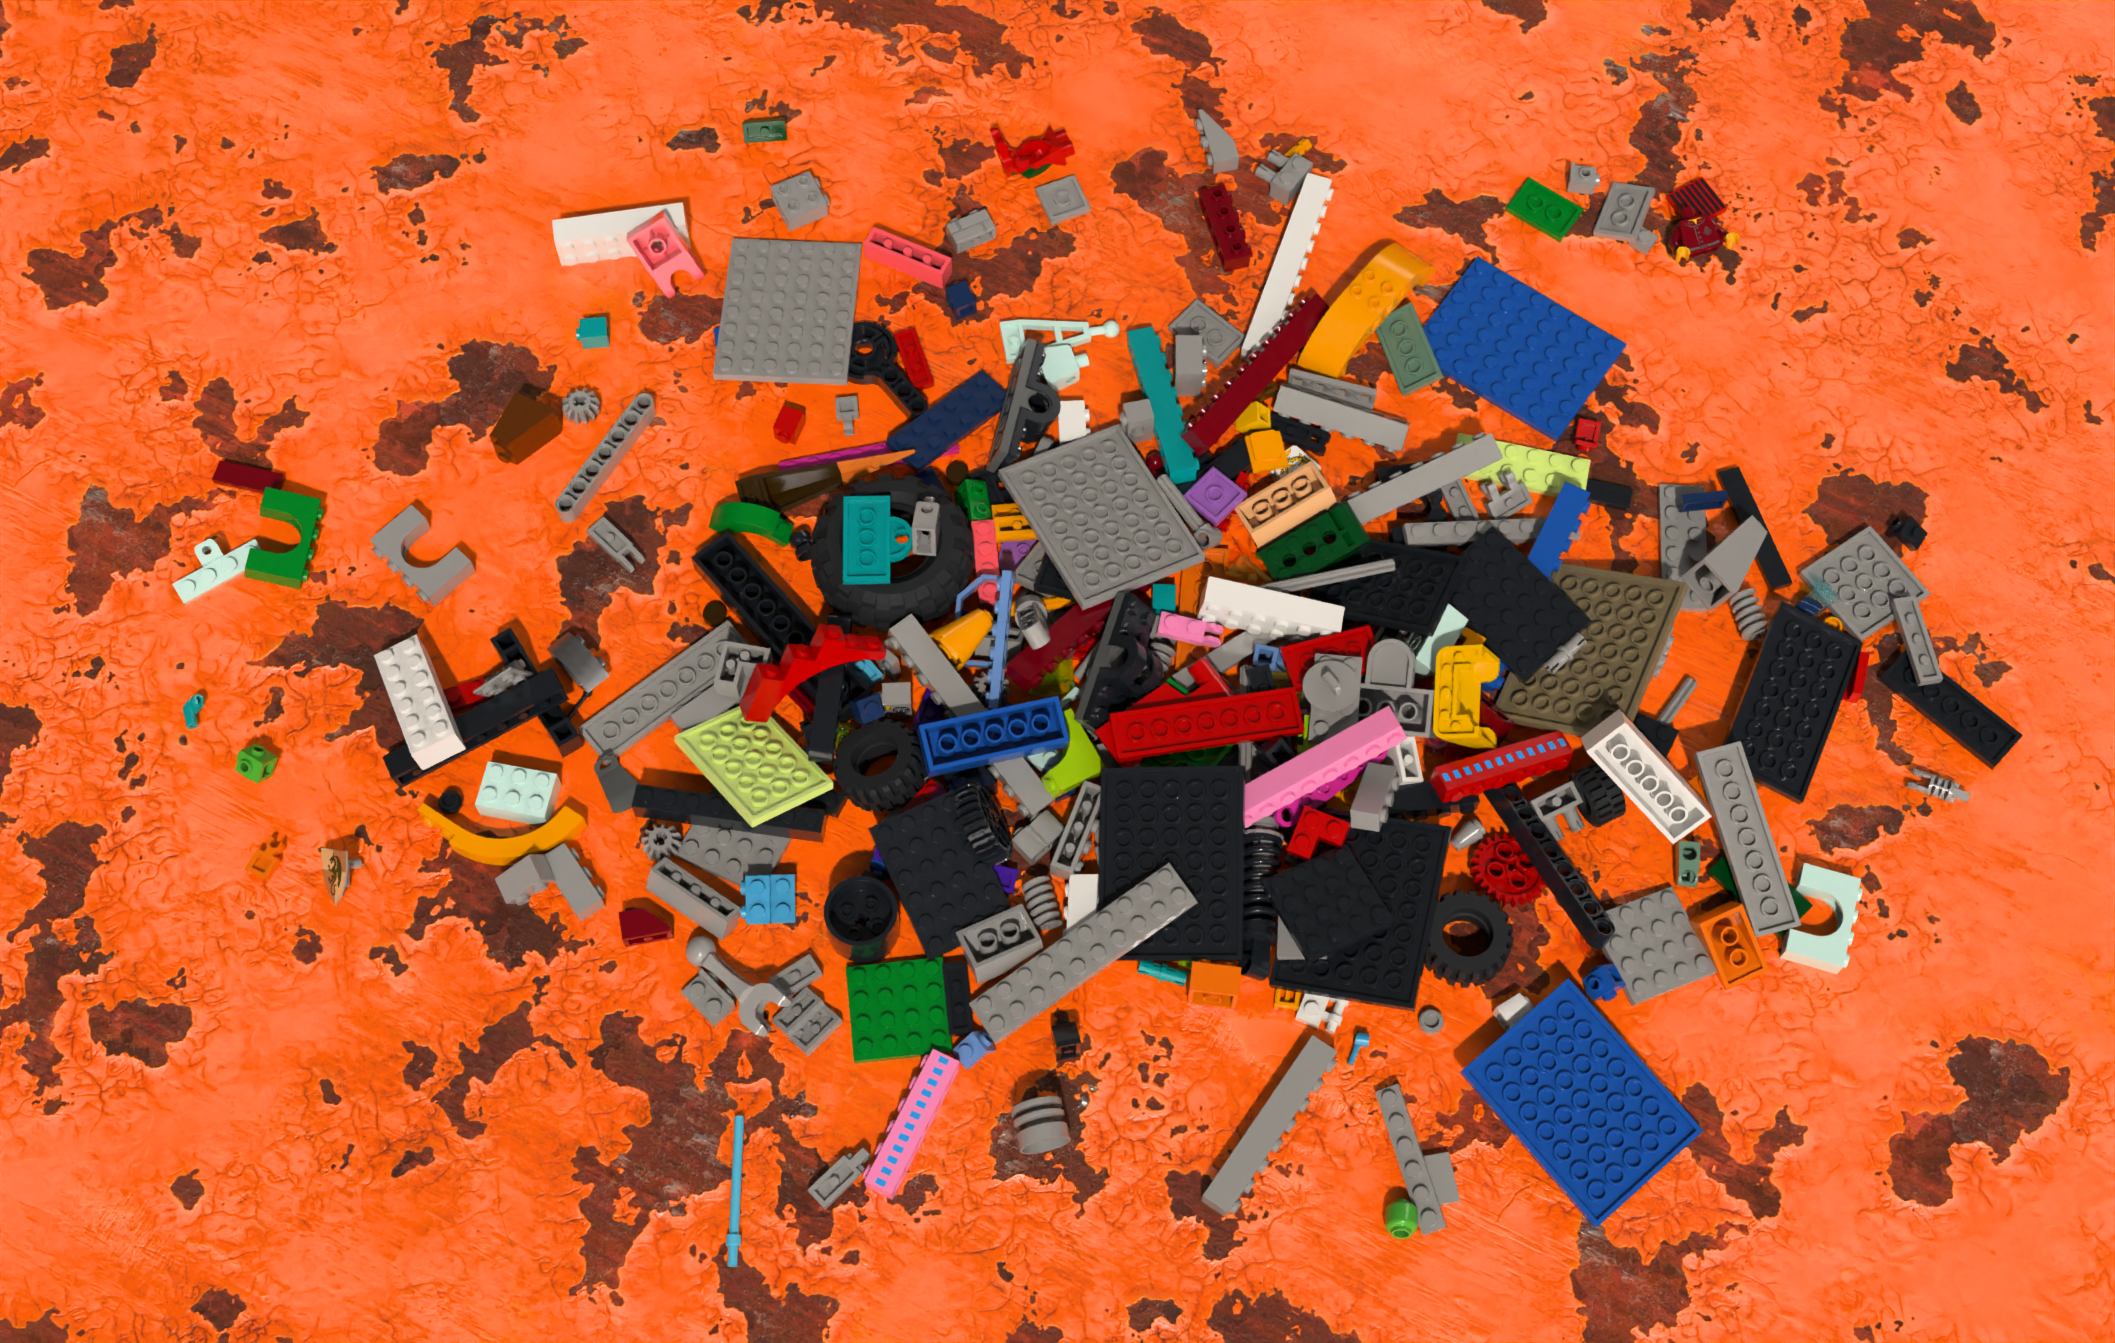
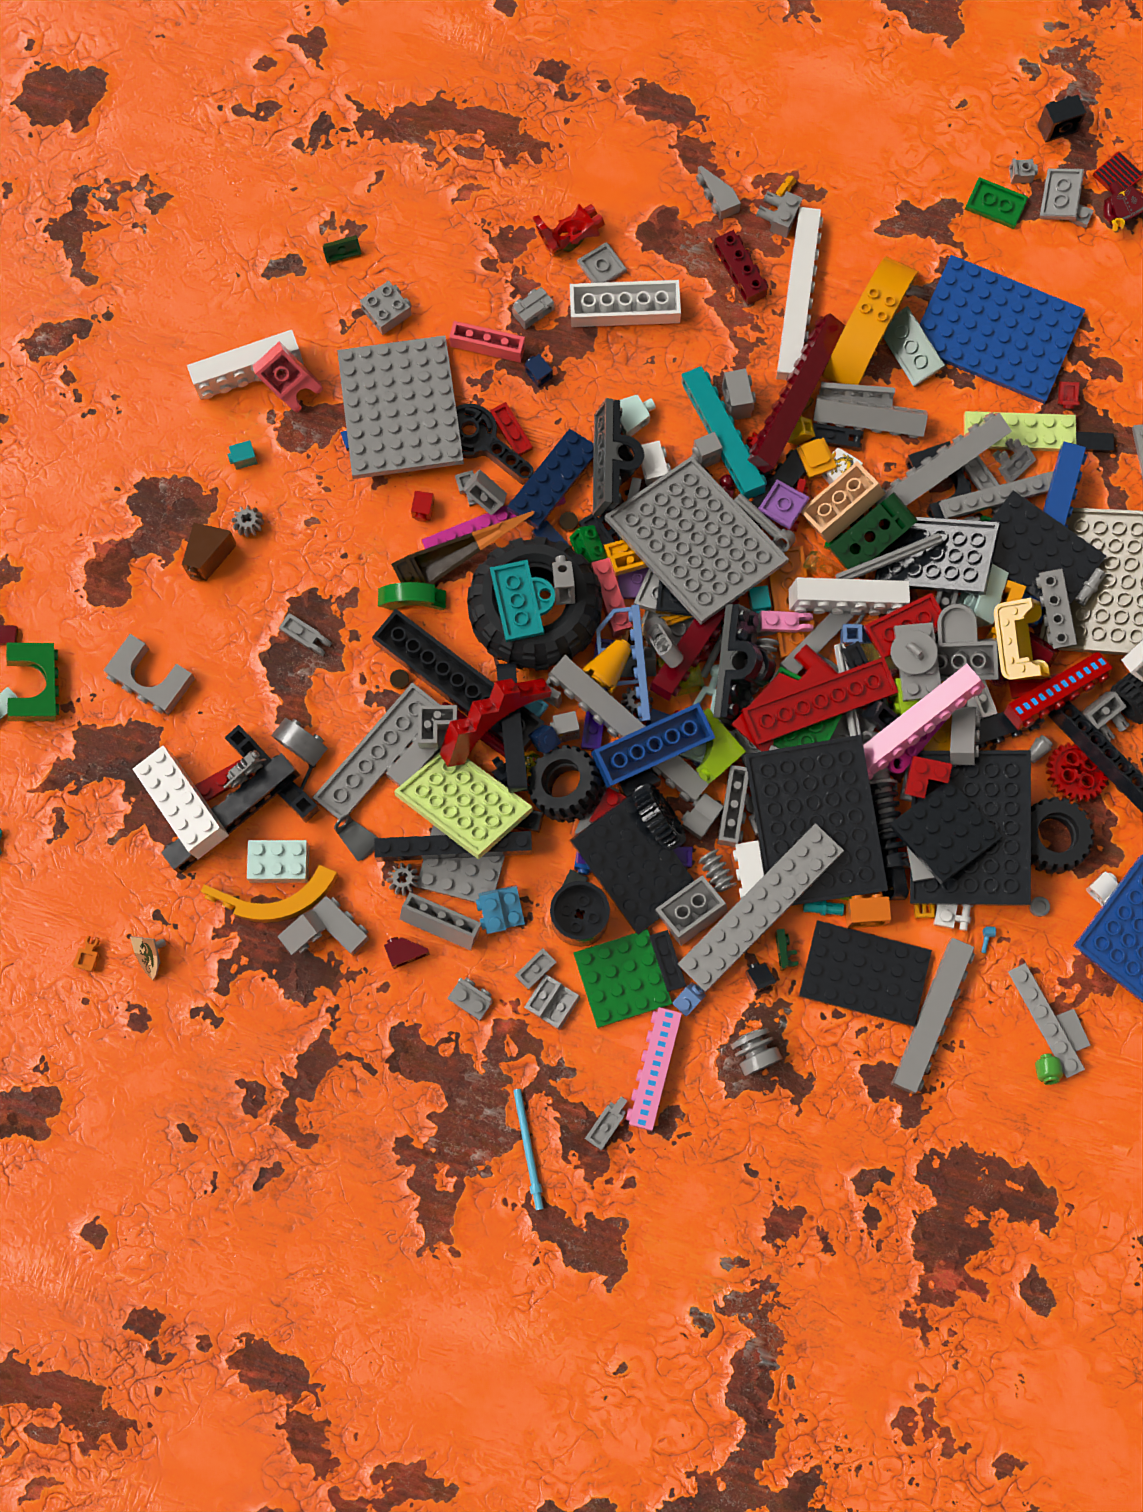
camera: 10 degrees left, 10 degrees up
(256, 763) = (58, 876): bright green brick -> none
(450, 802) = (224, 878): black plate -> none
(605, 467) = (280, 570): light grey beam -> none
(751, 997) = (505, 992): light grey piece -> none
(801, 543) = (458, 607): black wheel -> none
(865, 421) = (485, 492): none -> light grey brick
(1013, 334) = (589, 396): light aqua plate -> none
(1078, 243) = (625, 303): none -> white brick
(1102, 1018) = (782, 941): none -> dark green plate
(1197, 1061) = (865, 973): none -> black plate
(1217, 333) = (739, 354): light grey tile -> none
(1518, 669) = (1057, 607): none -> light grey brick
(1639, 128) = (1061, 118): none -> black brick

